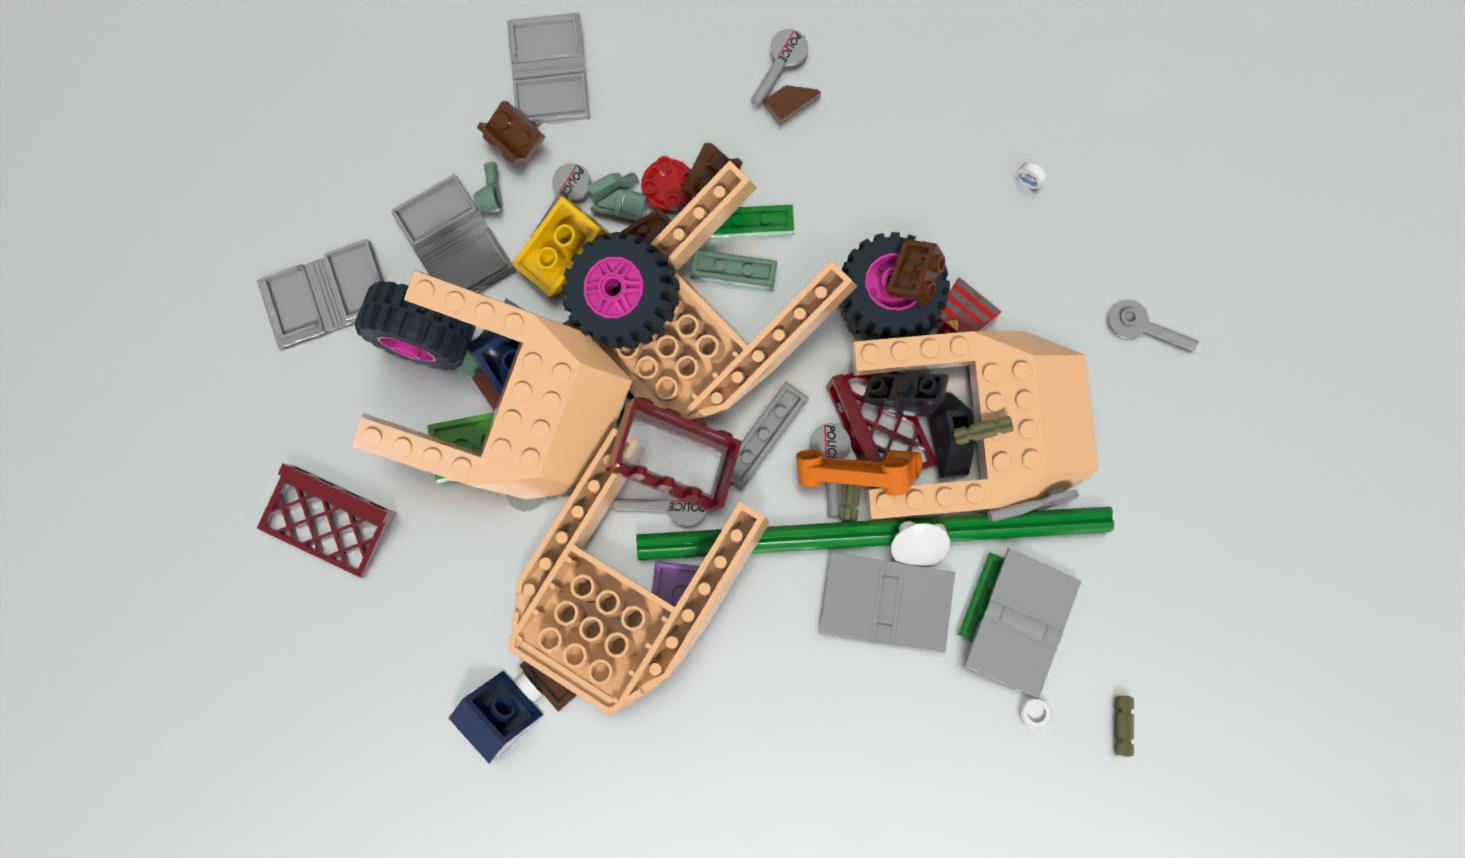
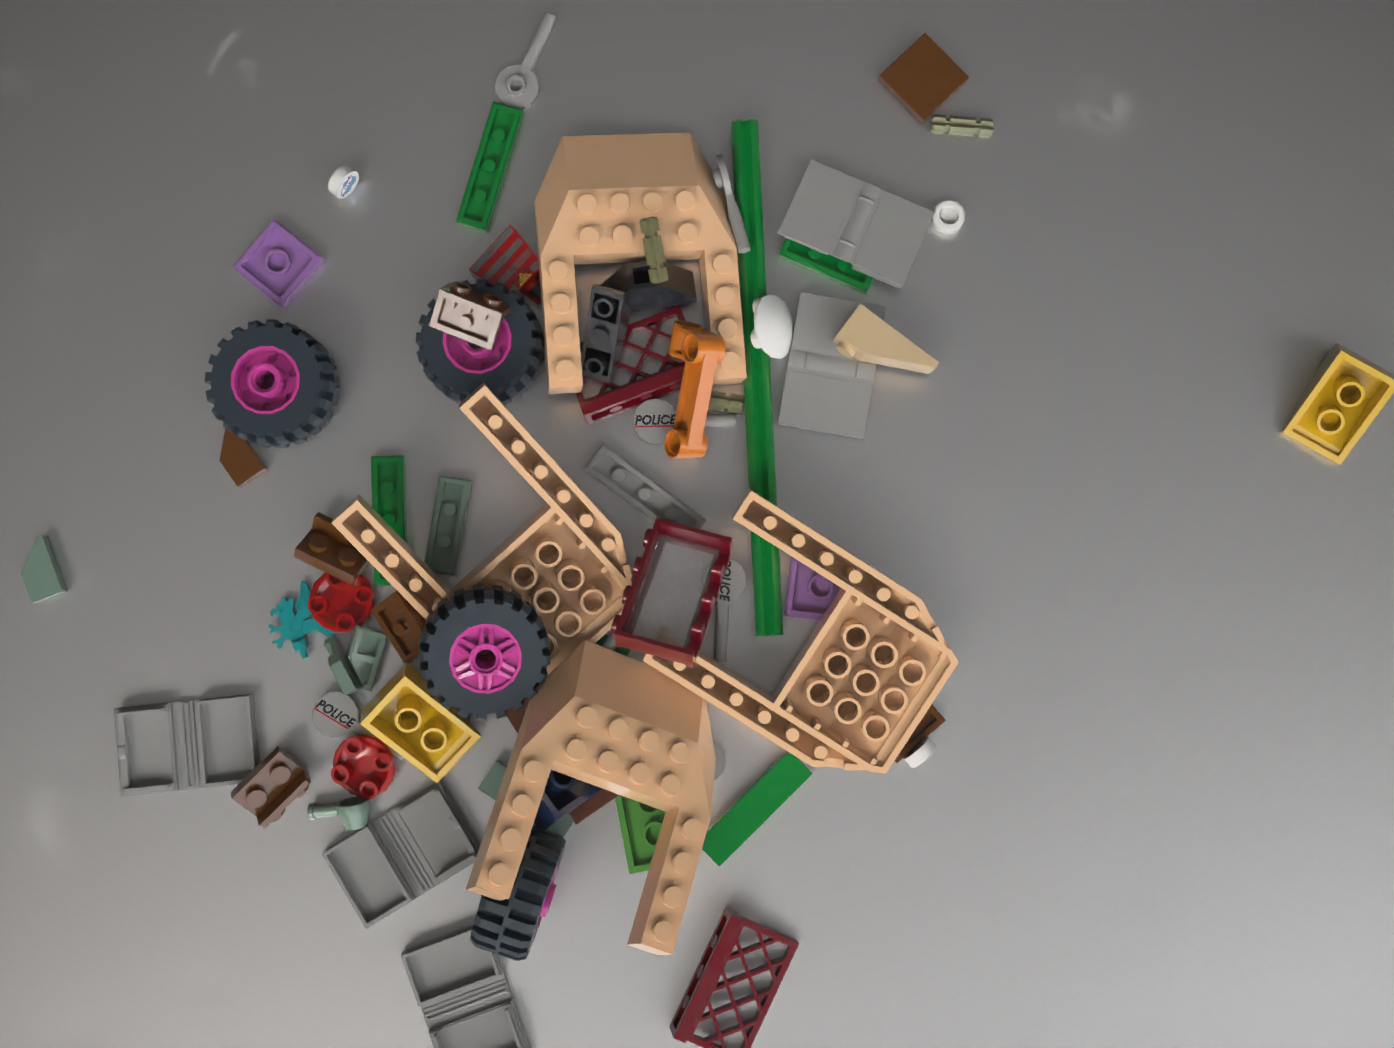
camera: 90 degrees left, 10 degrees up
(481, 535) = (754, 807): none -> green tile
(495, 716) = (952, 787): dark blue slope -> none
(526, 205) = (363, 766): none -> red dish
(646, 149) = (296, 626): none -> teal piece
(787, 49) = (173, 456): light grey piece -> none
(851, 122) = (245, 376): none -> black wheel
(909, 640) = (876, 342): none -> tan slope
(956, 127) = (278, 263): none -> medium lavender tile
(1053, 297) = (490, 167): none -> green tile
(1168, 689) = (923, 78): none -> reddish brown tile

